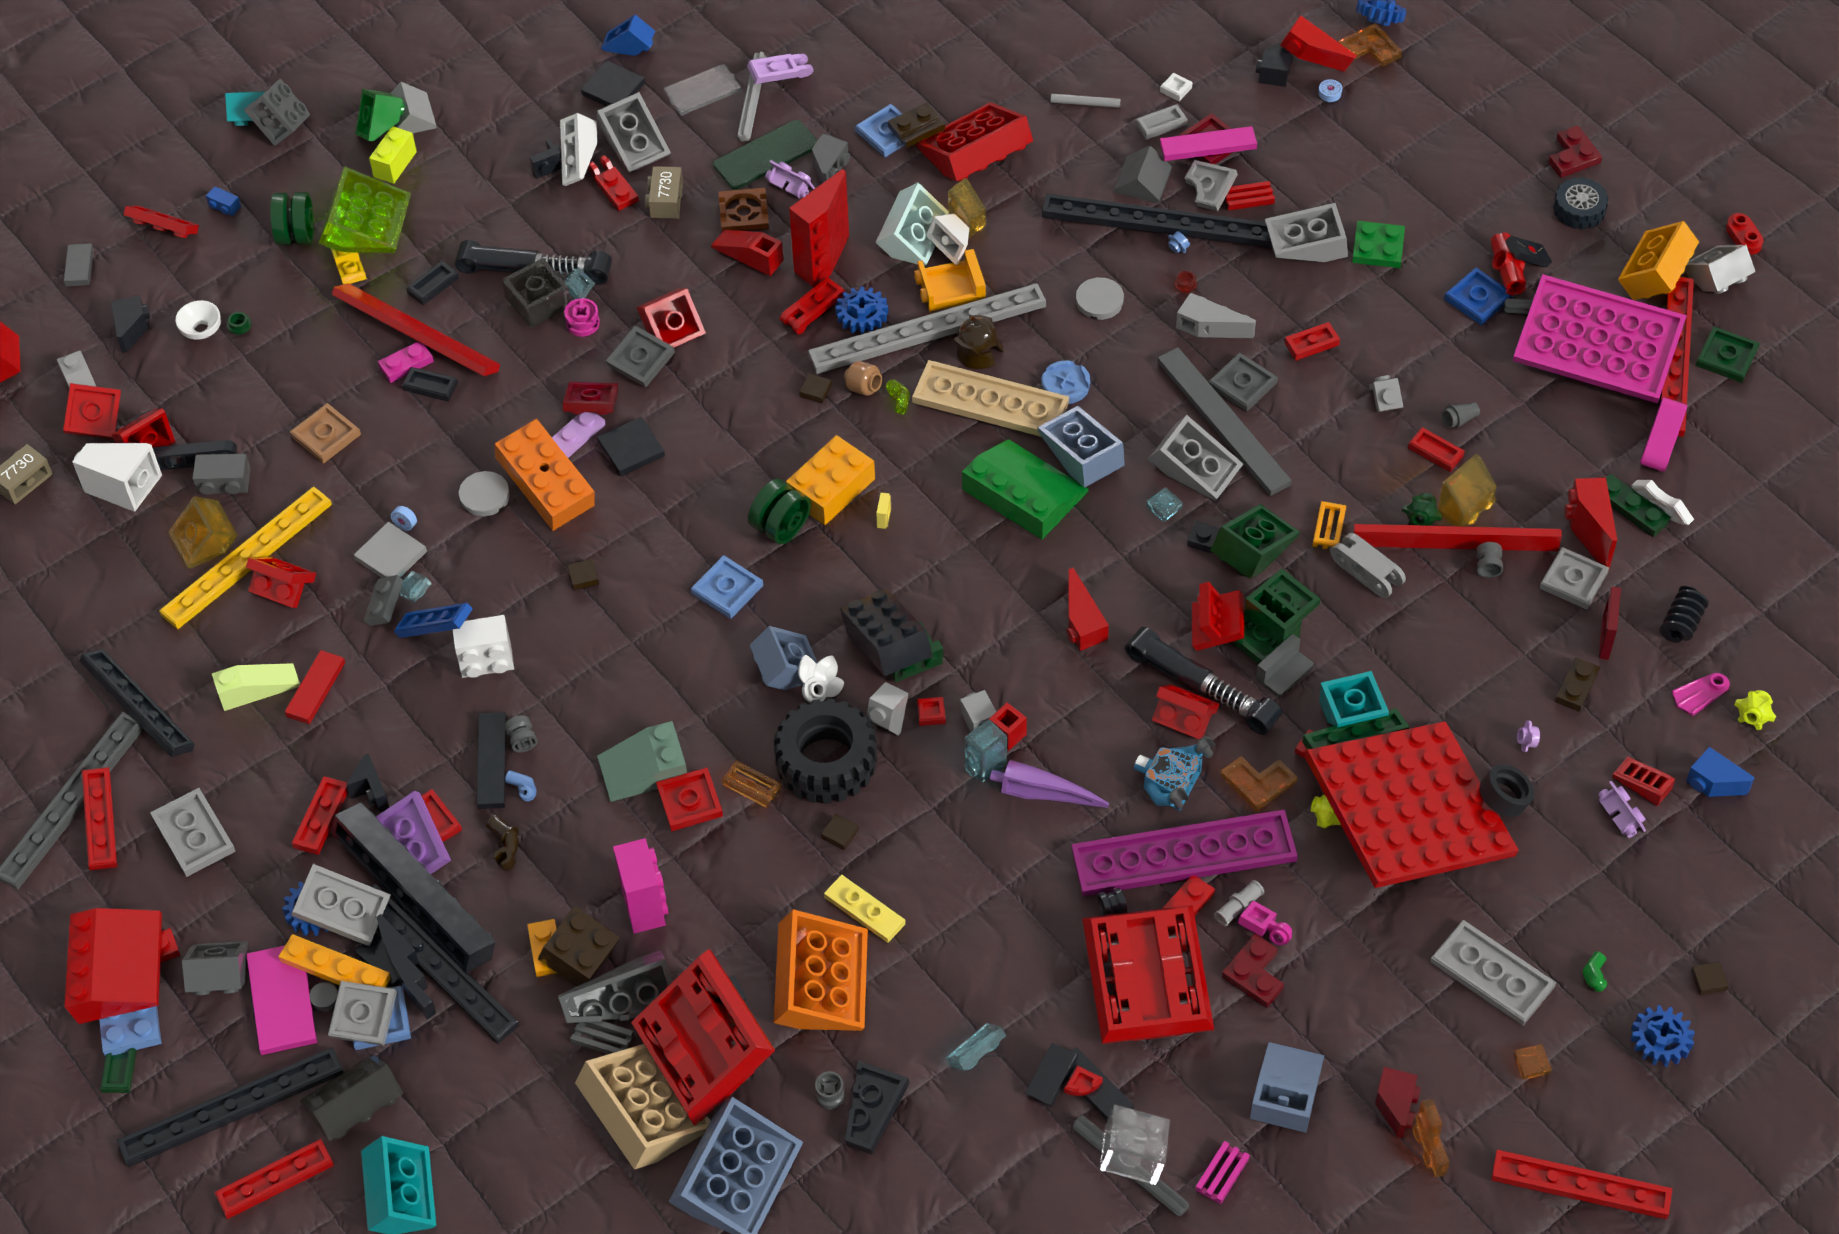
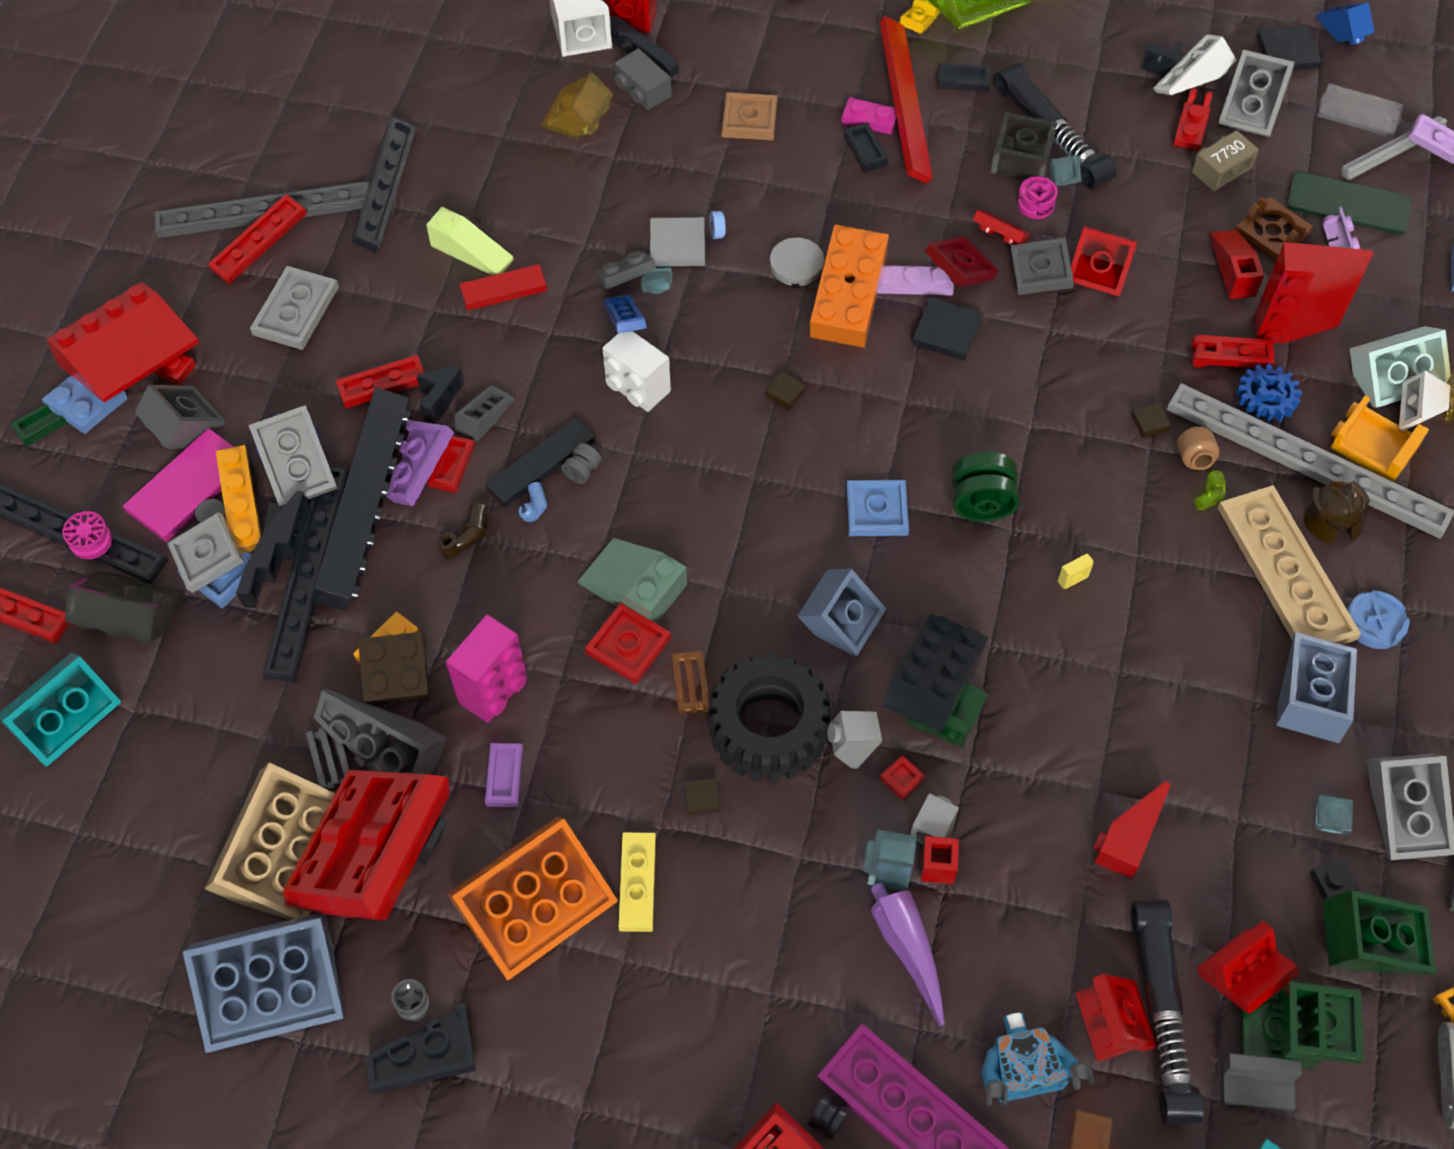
camera: 50 degrees right, 5 degrees up
(233, 566) = (584, 153): yellow tile -> none
(269, 1084) = (88, 536): none -> dark pink wheel
(278, 580) = (579, 185): red bracket -> none
(414, 768) = (475, 427): none -> dark grey slope
(575, 358) = (1010, 232): none -> red plate
(716, 937) = (504, 775): none -> medium lavender tile
(819, 674) = (849, 652): white plate -> none
(829, 156) = (1397, 249): dark grey slope -> none
(833, 478) = (1065, 503): light orange brick -> none
(980, 1043) = (560, 1105): clear light blue plate -> none
(1022, 487) = (1222, 670): green slope -> none

